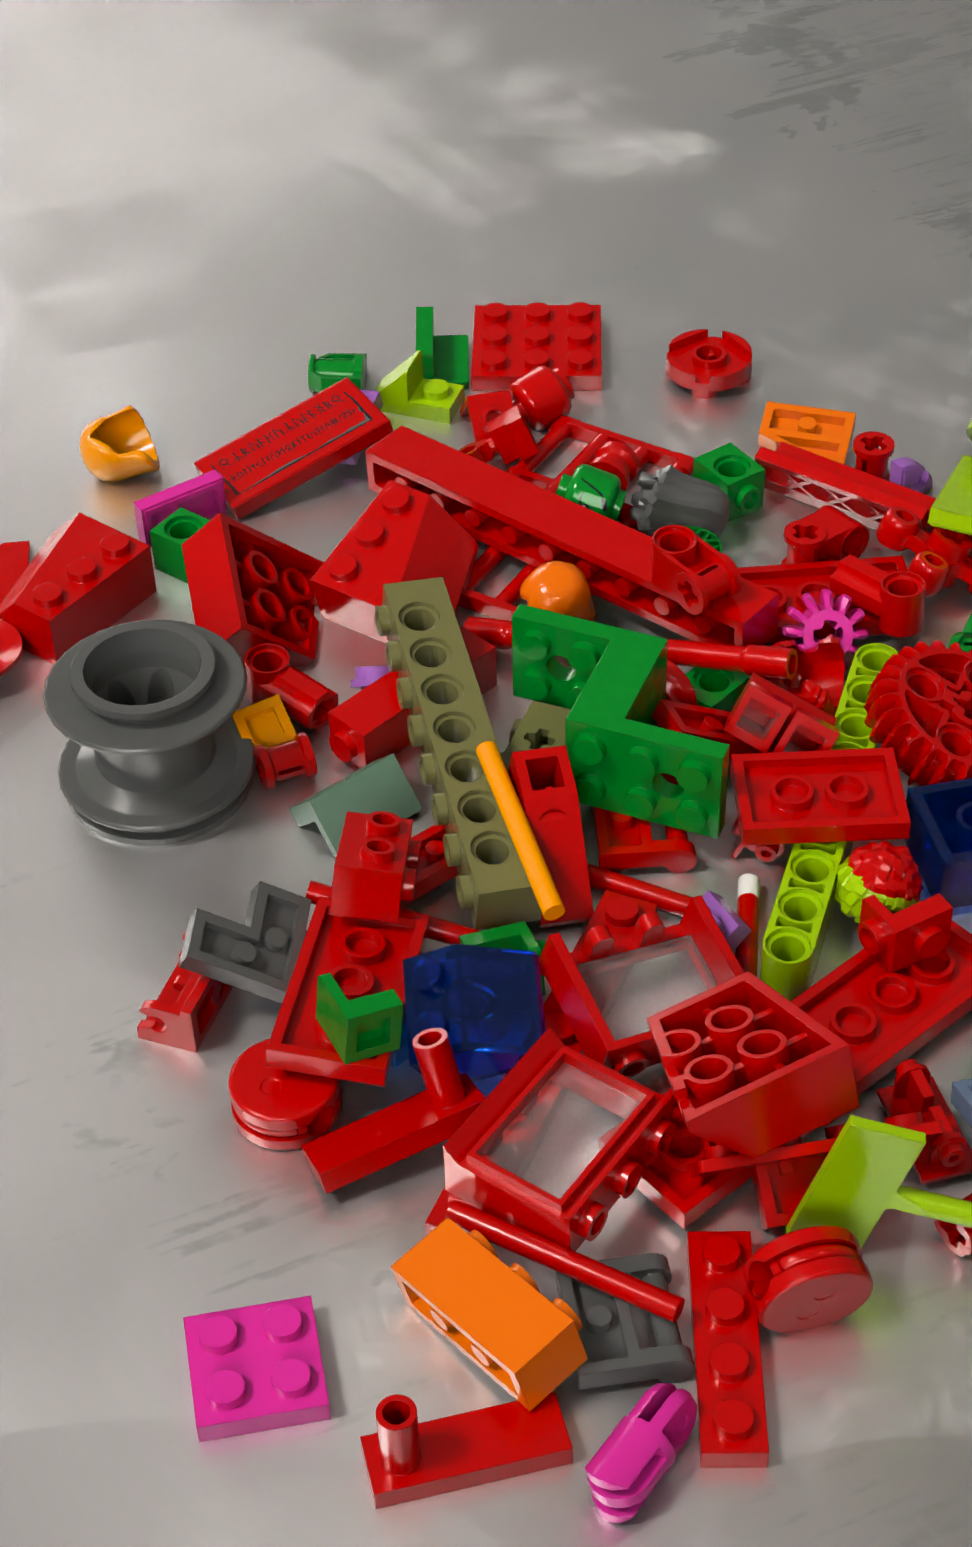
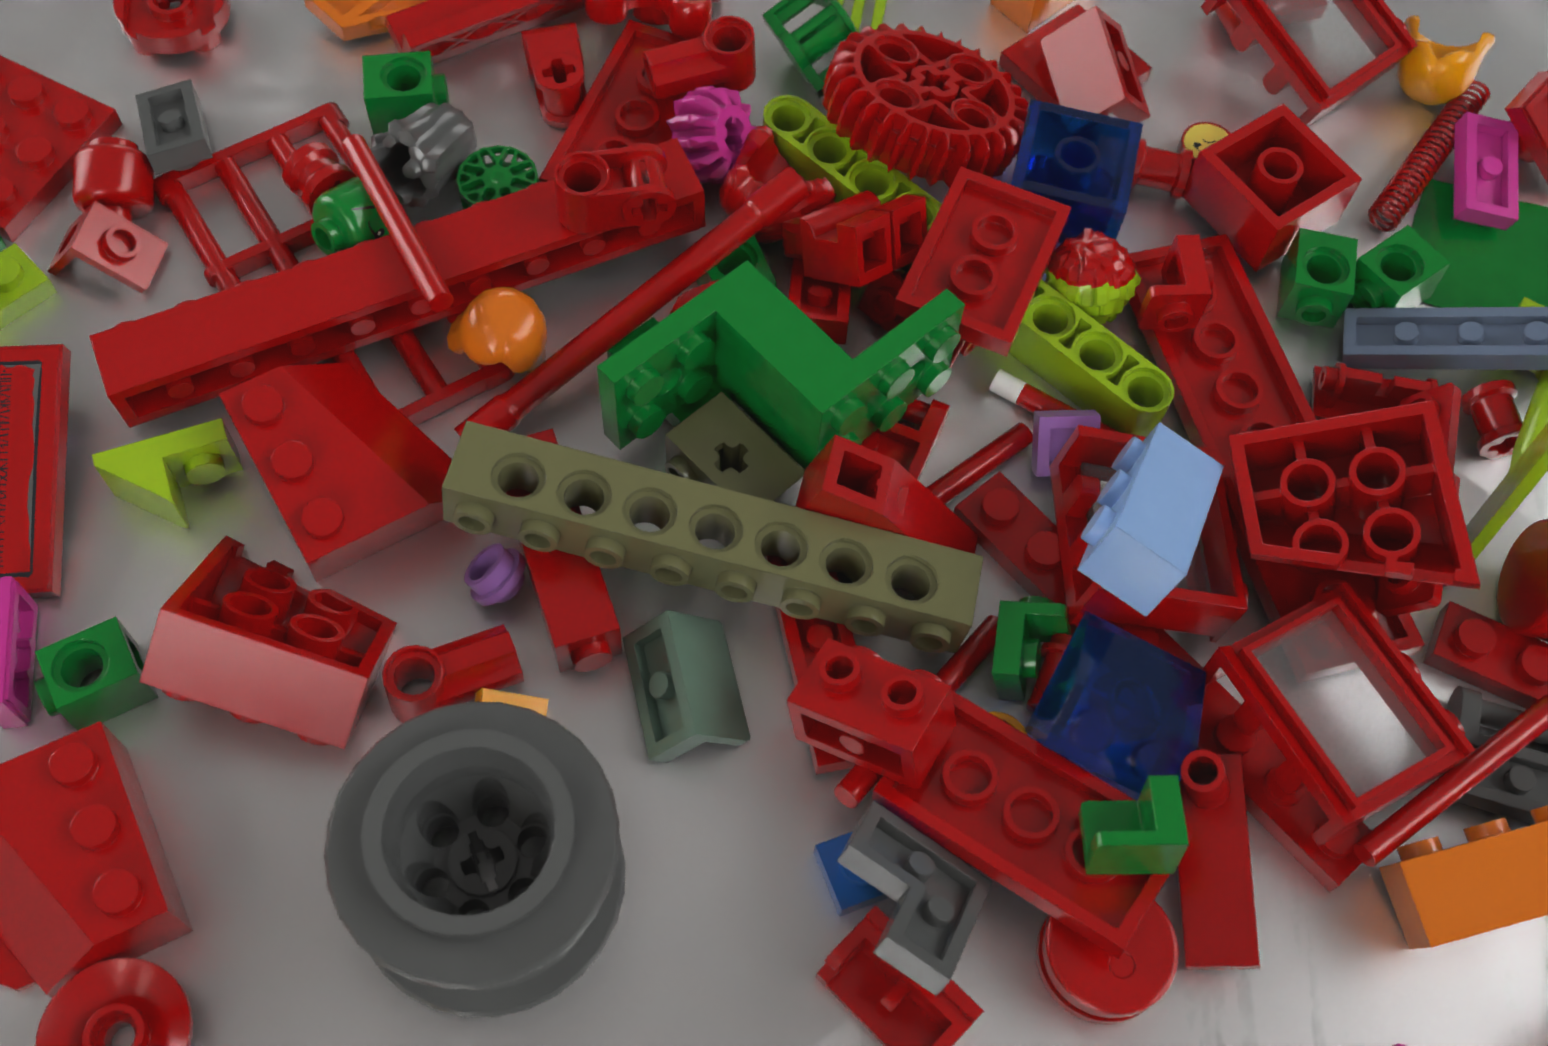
camera: 70 degrees left, 20 degrees up
(285, 761) = (580, 714): red bush -> none
(338, 507) = (157, 468): none -> lime slope
(508, 438) = (171, 245): red piece -> none
(520, 831) = (908, 540): light orange bar -> none
(585, 499) = (398, 223): none -> red bar
(604, 401) = (173, 127): none -> dark grey plate
(630, 941) = (1150, 518): none -> light blue brick

